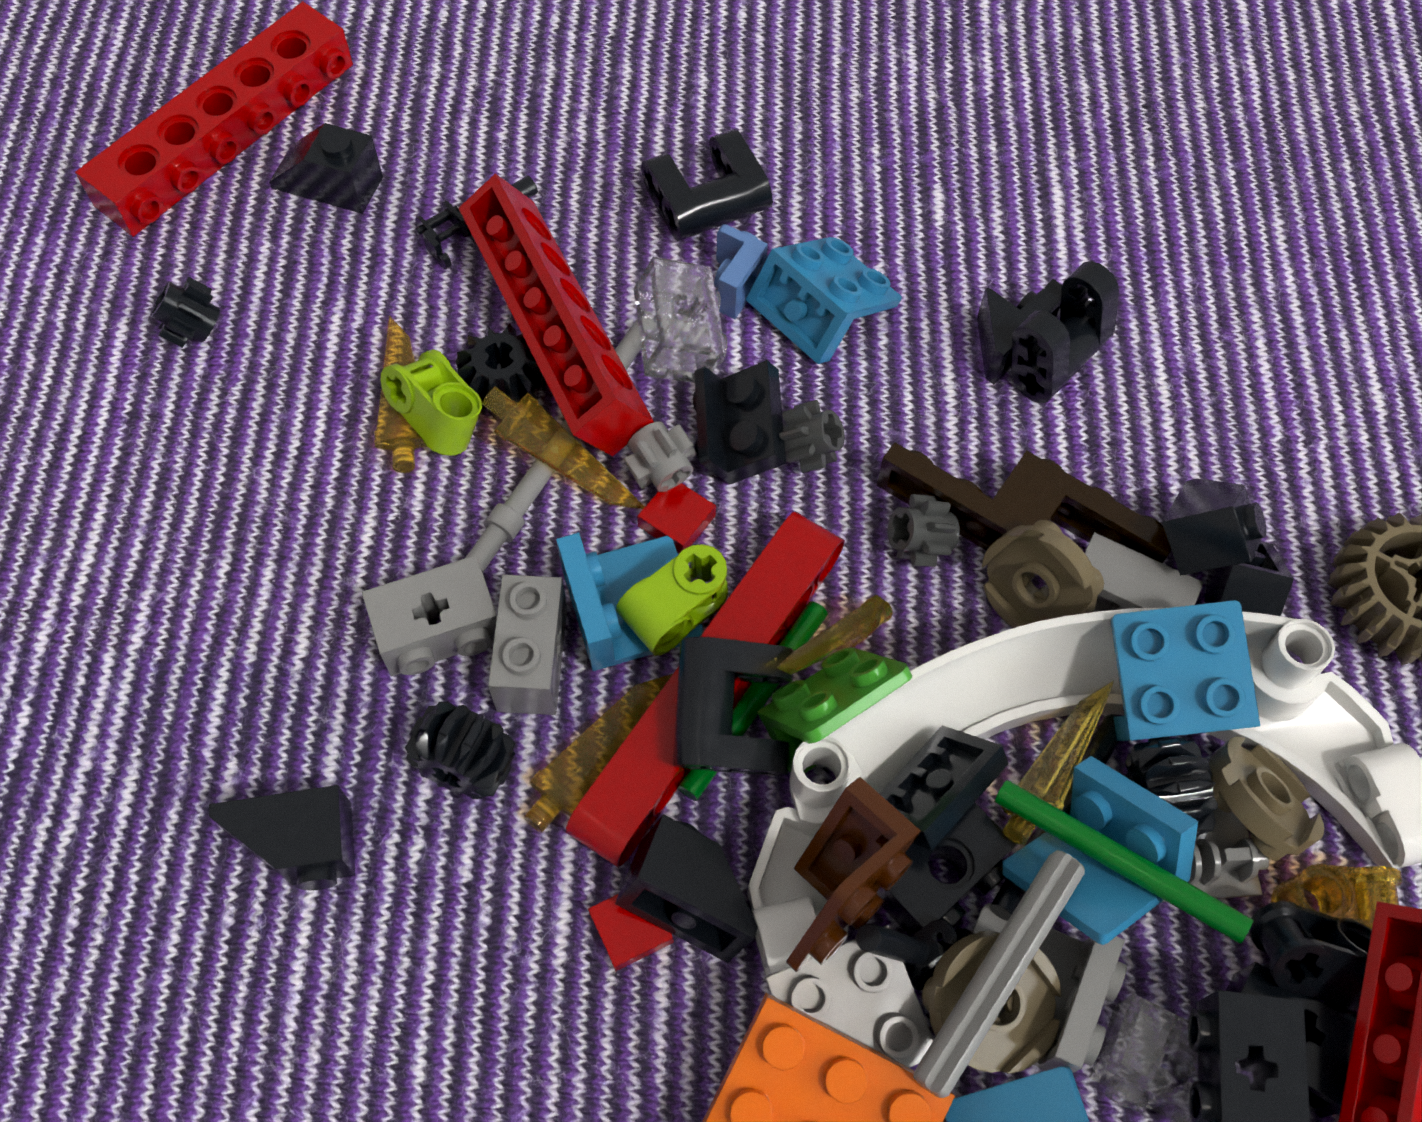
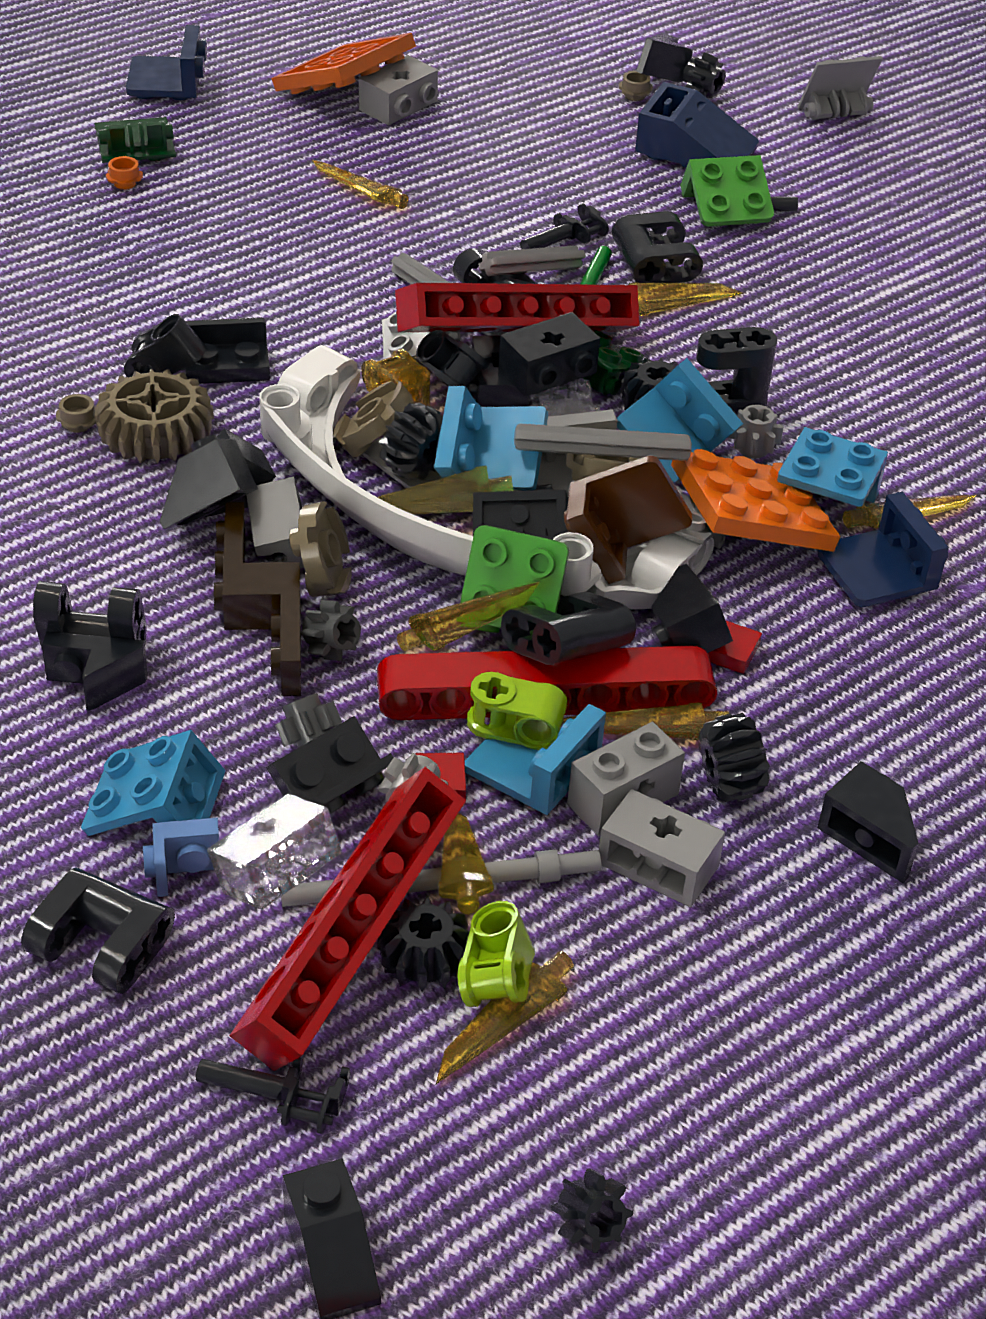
camera: 130 degrees left, 20 degrees down
(1125, 862) = (491, 424): green bar -> none
(1183, 671) = (351, 445): dark azure bracket -> none

